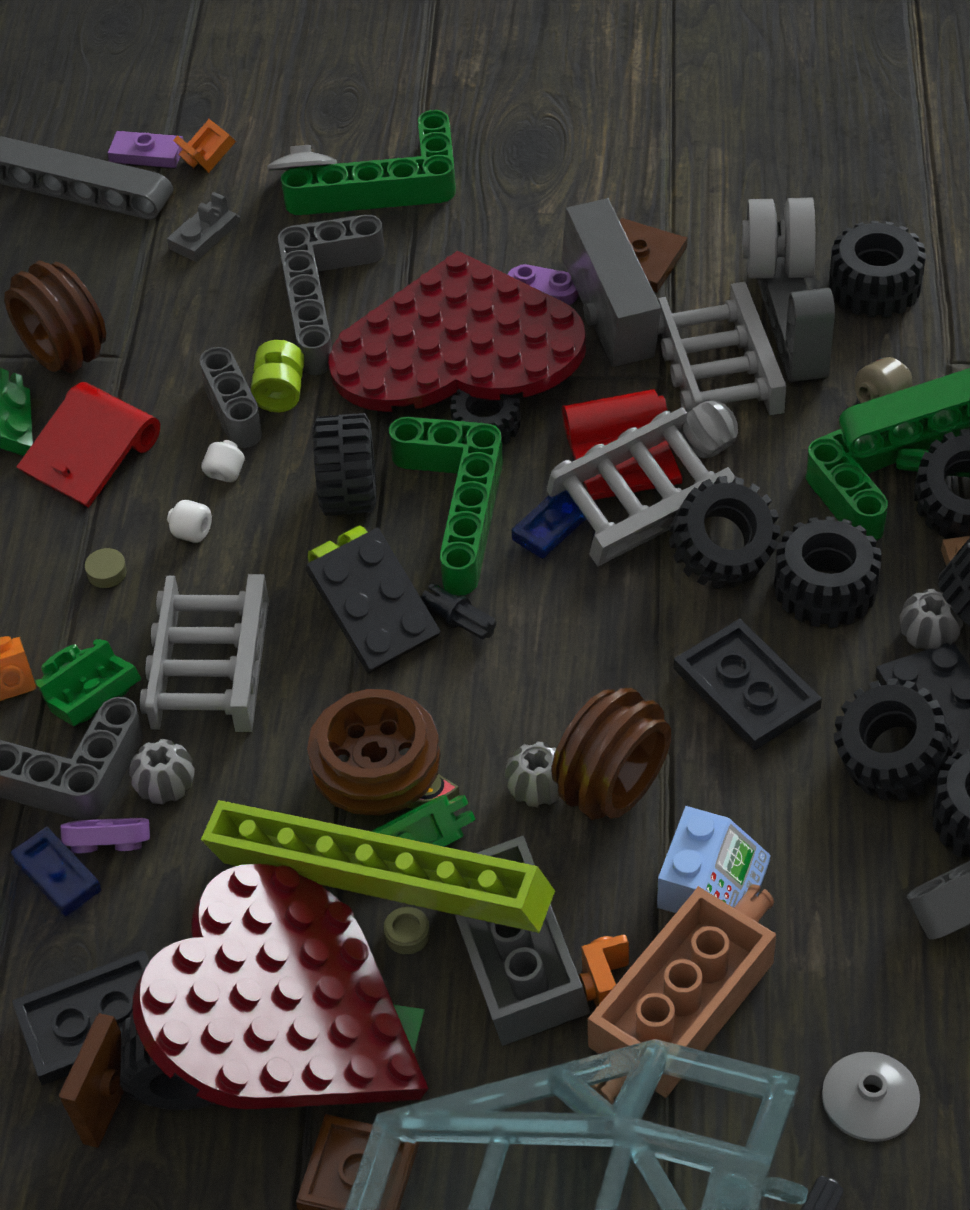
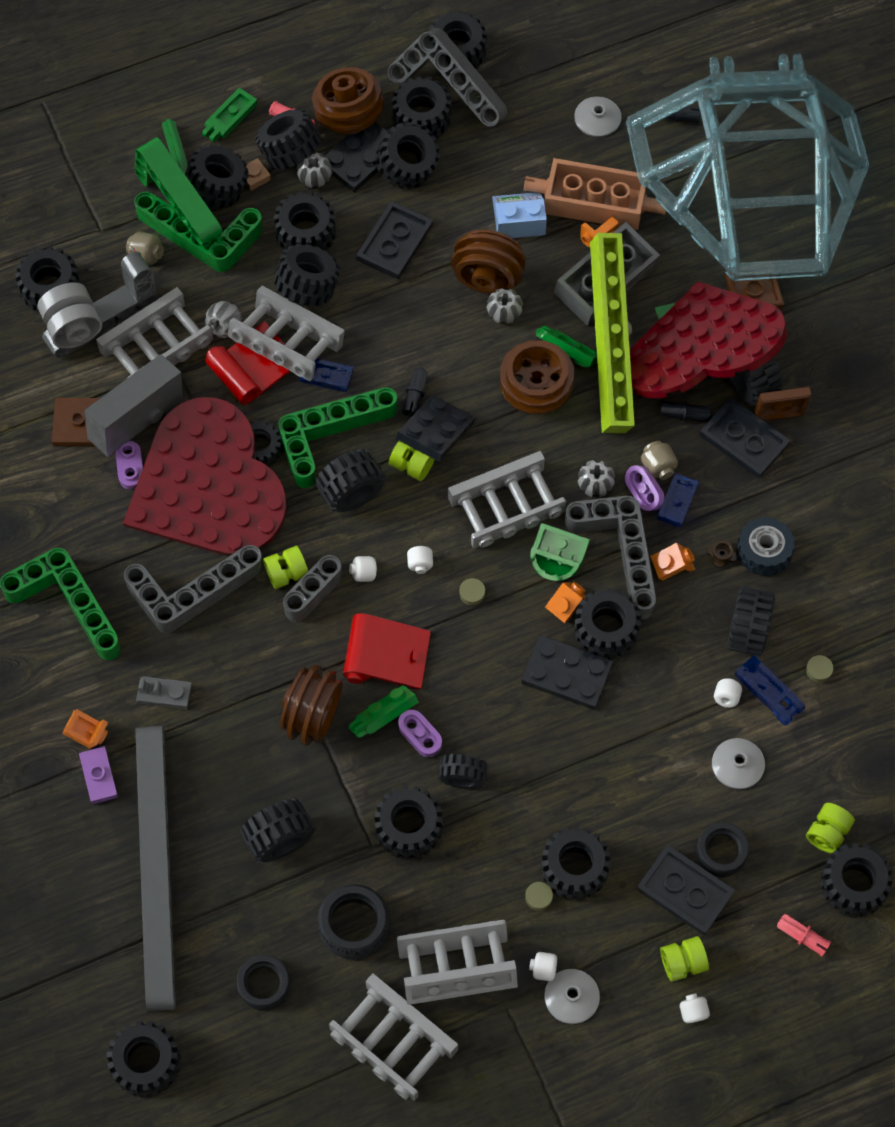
camera: 120 degrees left, 15 degrees up
(133, 867) = (659, 460): none -> dark tan head
(300, 157) = (85, 650): light grey dish -> none

